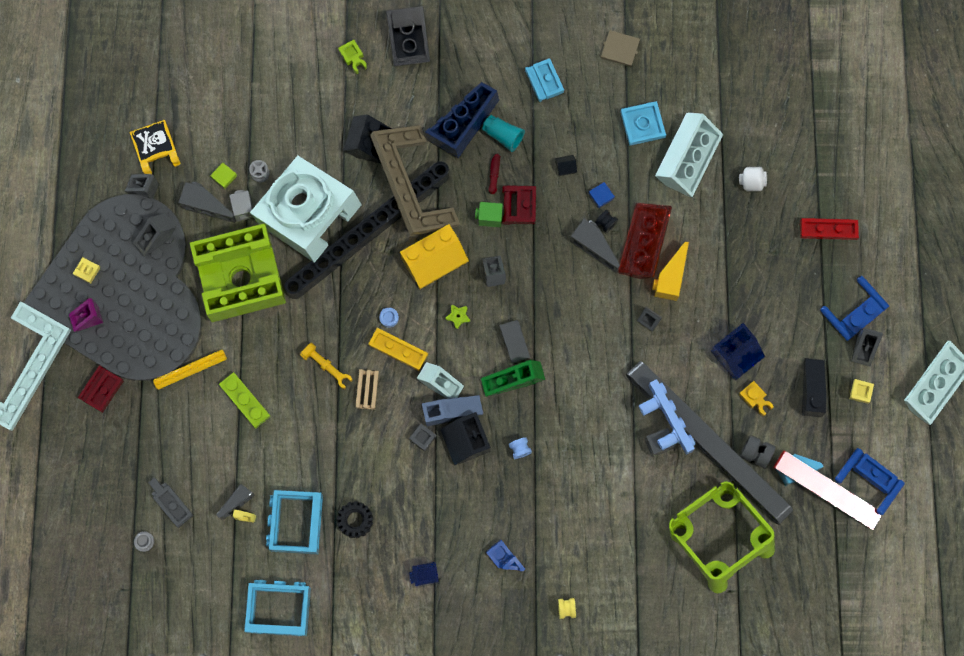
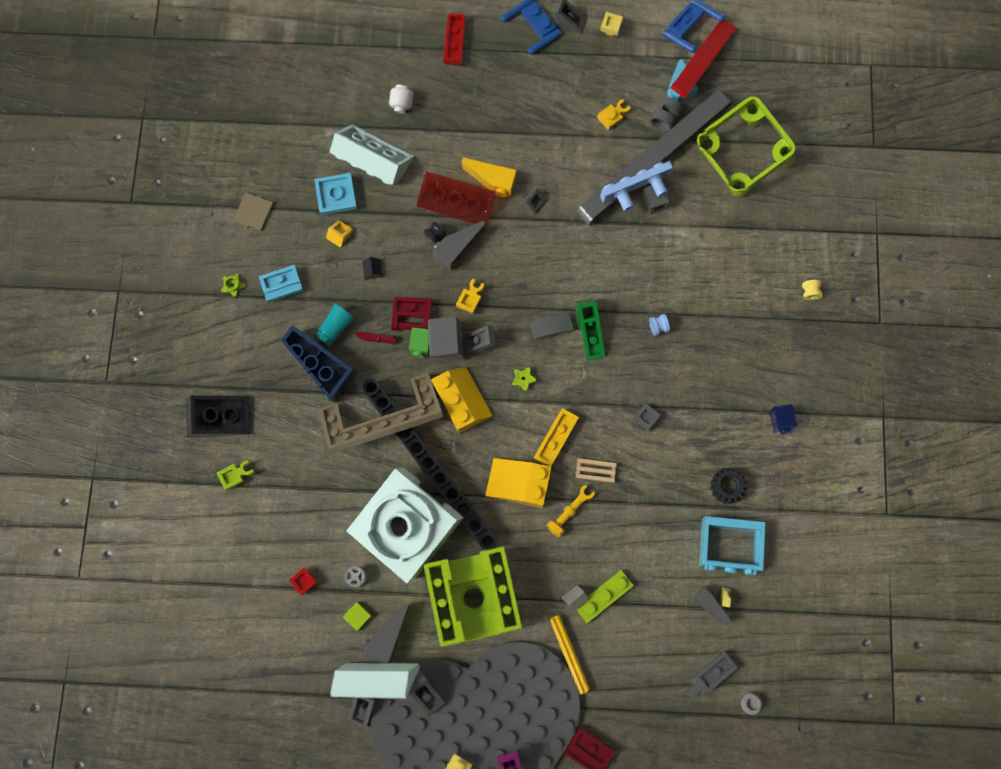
camera: 85 degrees left, 0 degrees up
(154, 143) = (313, 696): flag -> none
(162, 189) = (374, 680): none -> light aqua slope
(241, 205) = (392, 595): light grey brick -> none
(241, 371) = (575, 598): none -> light grey slope
(254, 125) = (303, 581): none -> red plate
(278, 586) = (839, 563): medium azure window -> none
(352, 316) = (518, 482): none -> yellow slope
(359, 140) = (326, 466): black slope -> none
(389, 317) = (521, 447): light blue tile -> none
(440, 381) = (590, 398): light aqua slope -> none
(450, 409) = (621, 388): sand blue slope -> none
(465, 439) = (650, 374): black slope -> none
(493, 238) = (446, 338): none -> dark grey slope
(503, 557) = (763, 346): blue slope -> none
(538, 259) = (469, 299): none -> yellow plate
(542, 32) = (232, 280): none -> lime plate
(601, 195) = (406, 237): blue tile -> none
(602, 131) = (339, 233): none -> yellow slope
(738, 351) = (569, 124): clear blue slope -> none
(814, 388) = (606, 63): black slope -> none

